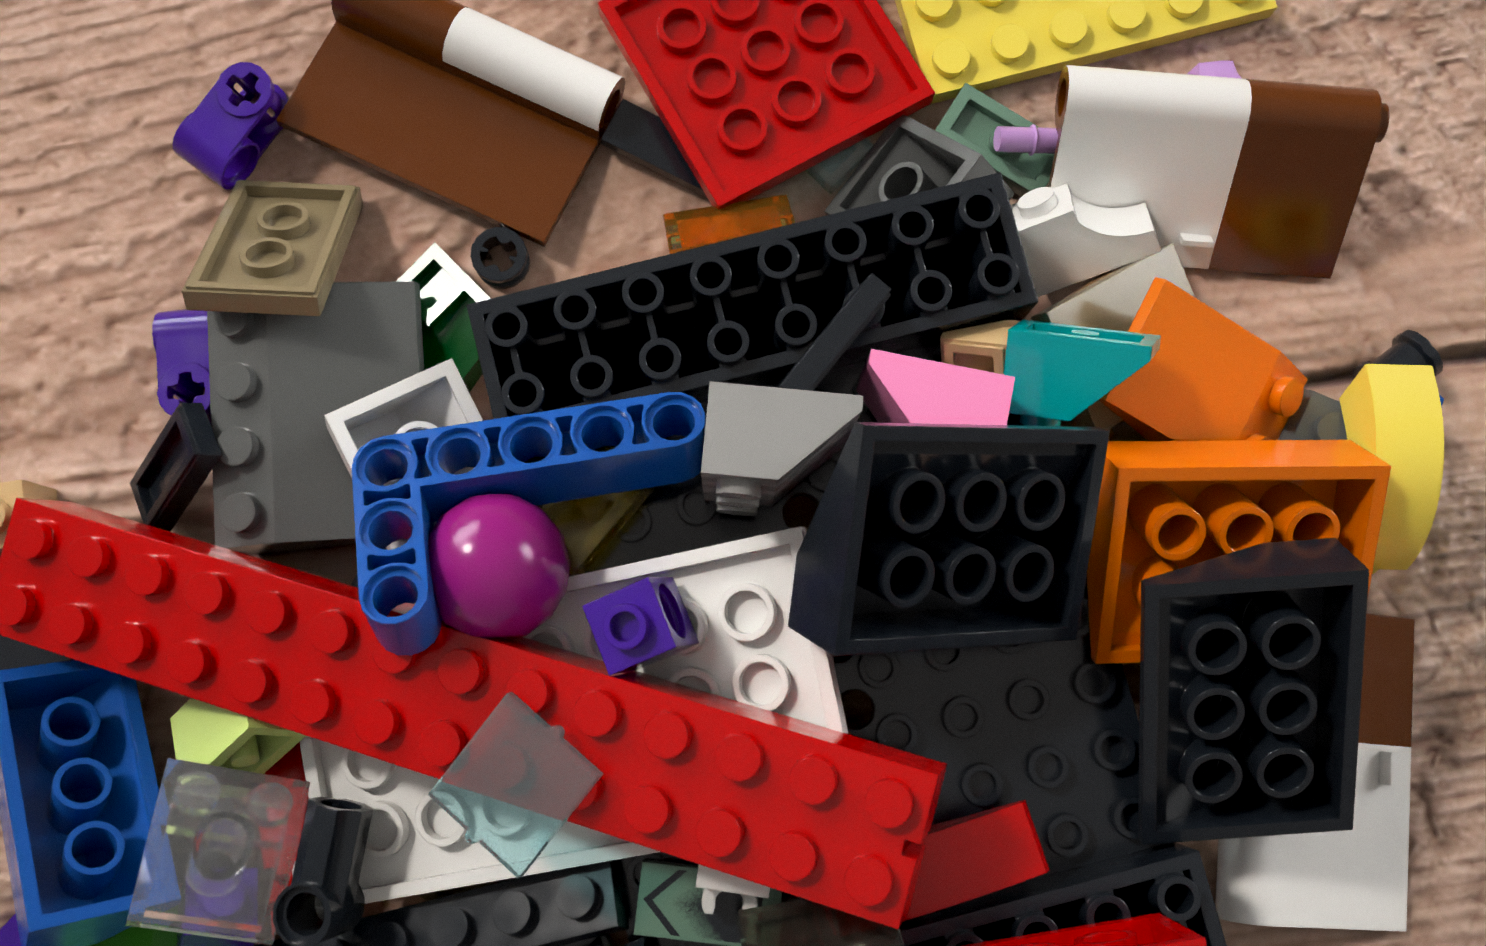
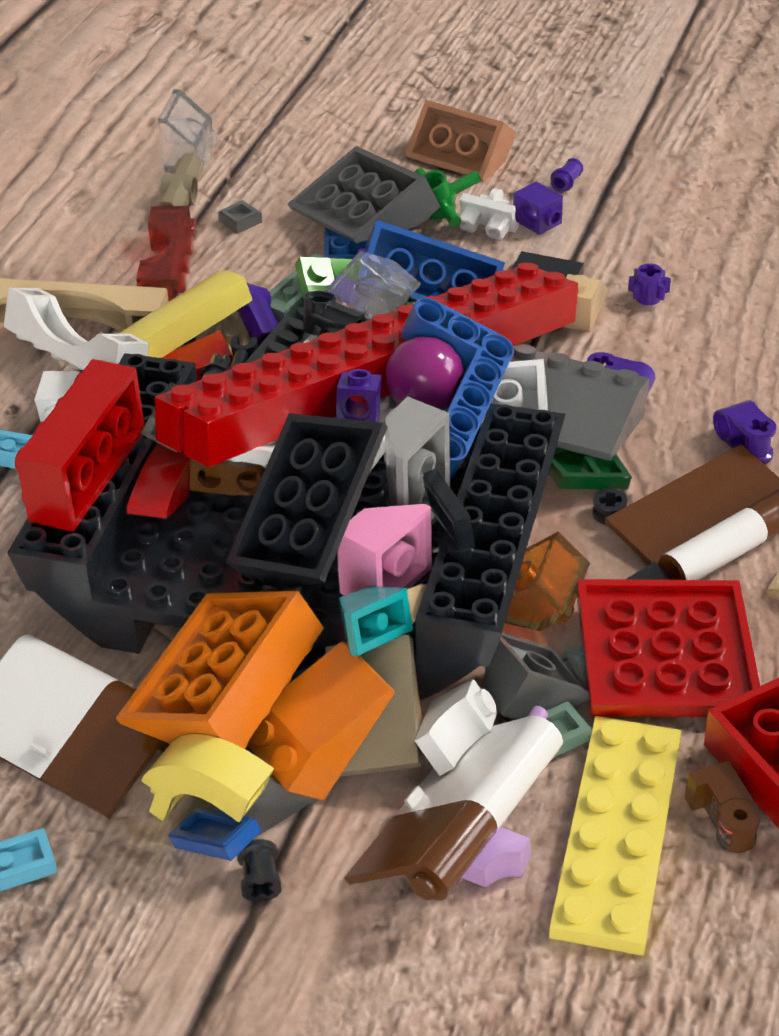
camera: 125 degrees right, 40 degrees down
(175, 466) = (574, 349): black tile -> none
(274, 249) = (660, 409): dark tan tile -> none
(515, 784) = (319, 334): clear light blue piece -> none
(1251, 693) = (140, 628): black slope -> none

